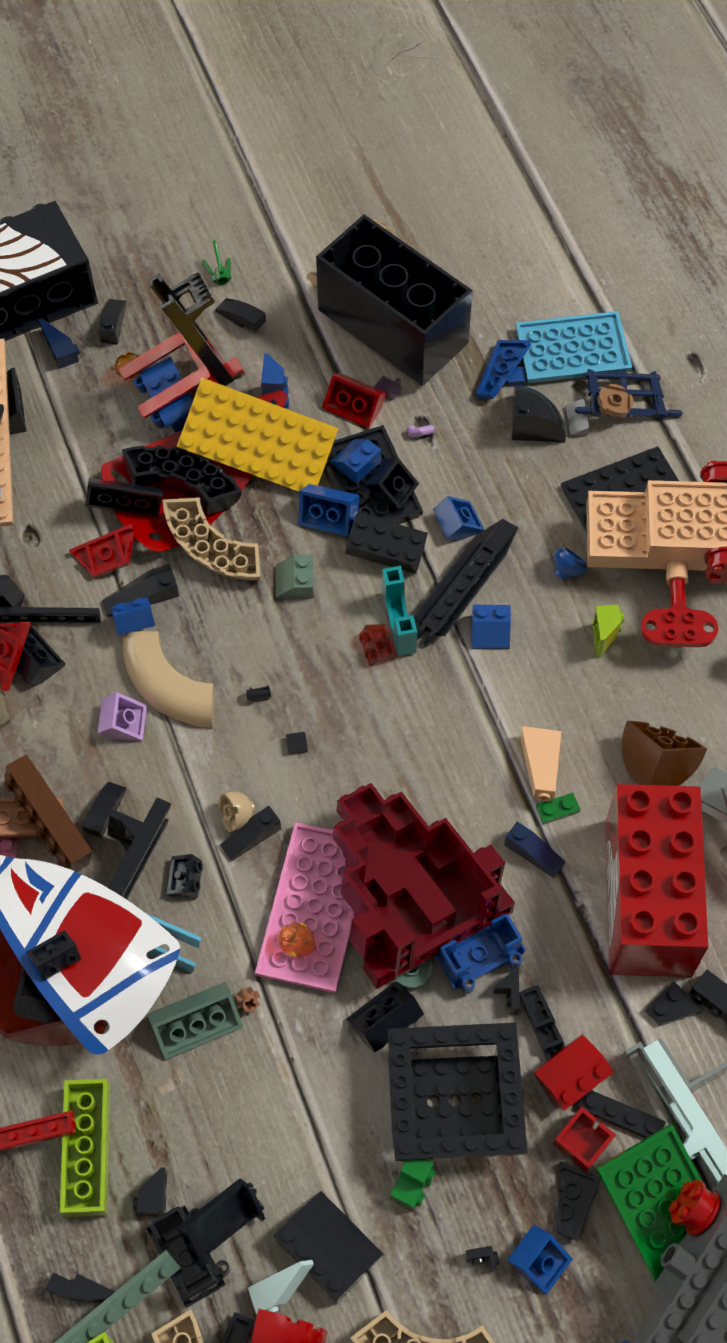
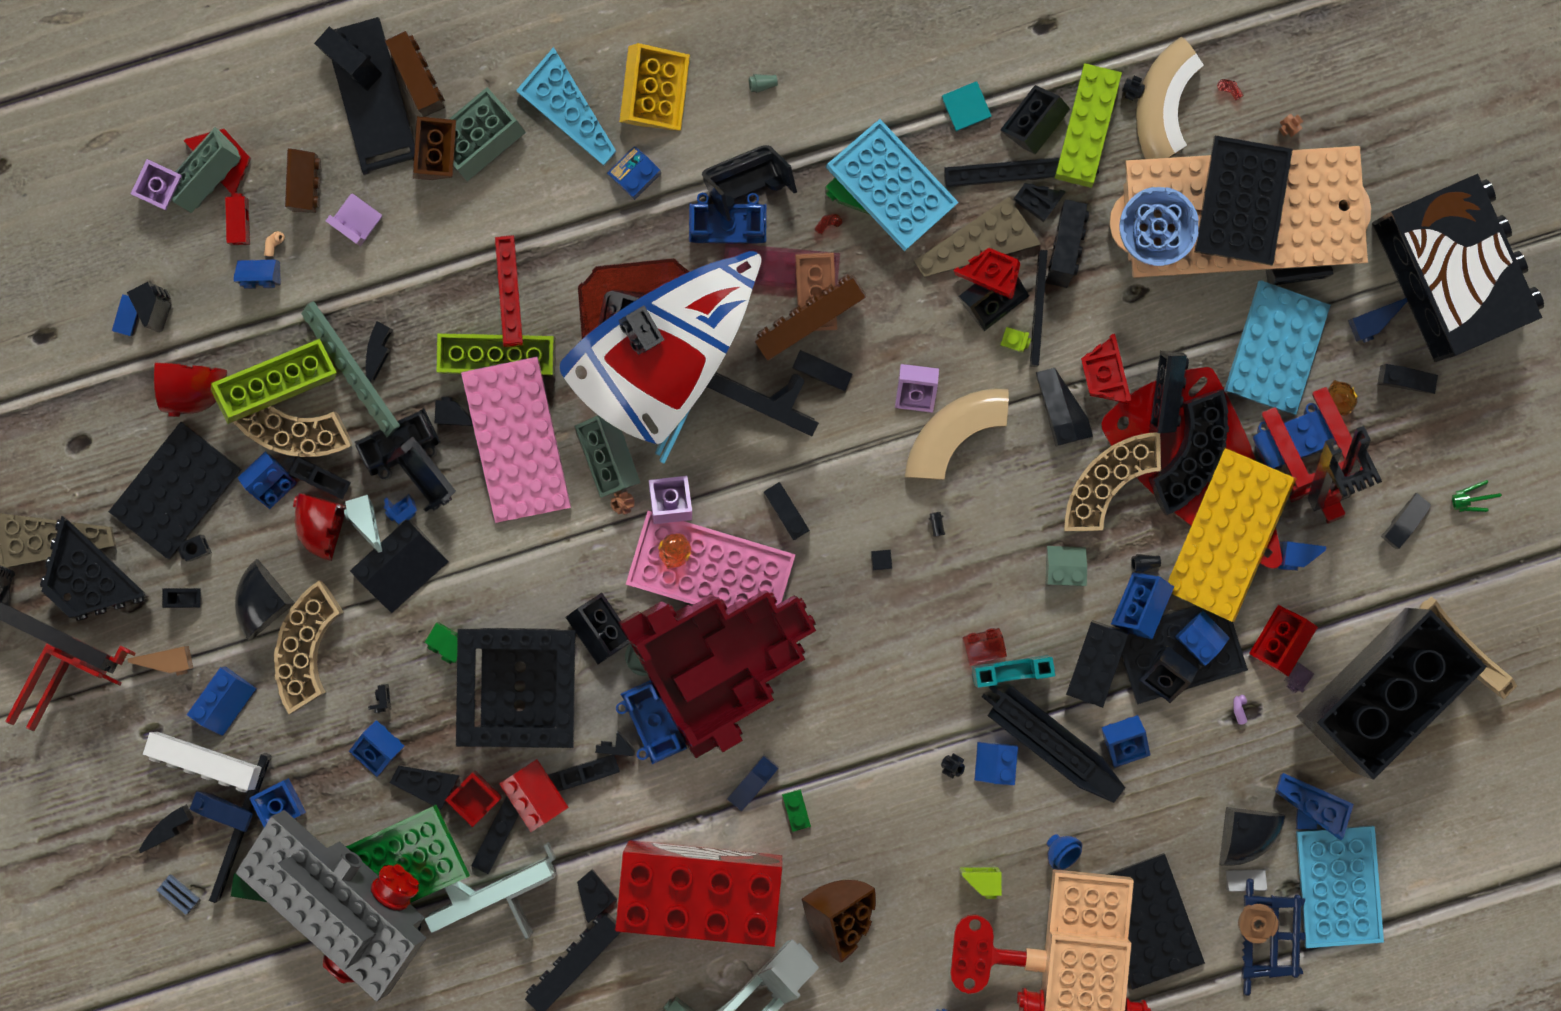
camera: 95 degrees right, 25 degrees up
(74, 634) = (1015, 340): none -> lime bracket
(82, 417) = (1277, 347): none -> medium azure plate
(133, 616) = (1026, 400): blue slope -> none
(179, 1117) = (516, 439): none -> bright pink plate
(184, 876) = (748, 447): black bracket -> none
(236, 810) = (810, 498): tan cylinder -> none
(242, 946) = (670, 500): none -> lavender brick
(263, 1244) = (401, 510): none -> blue bracket
(288, 514) = (1145, 562): none -> black cone
(497, 664) = (953, 765): none -> black gear
(541, 756) = (844, 800): light nougat slope -> none

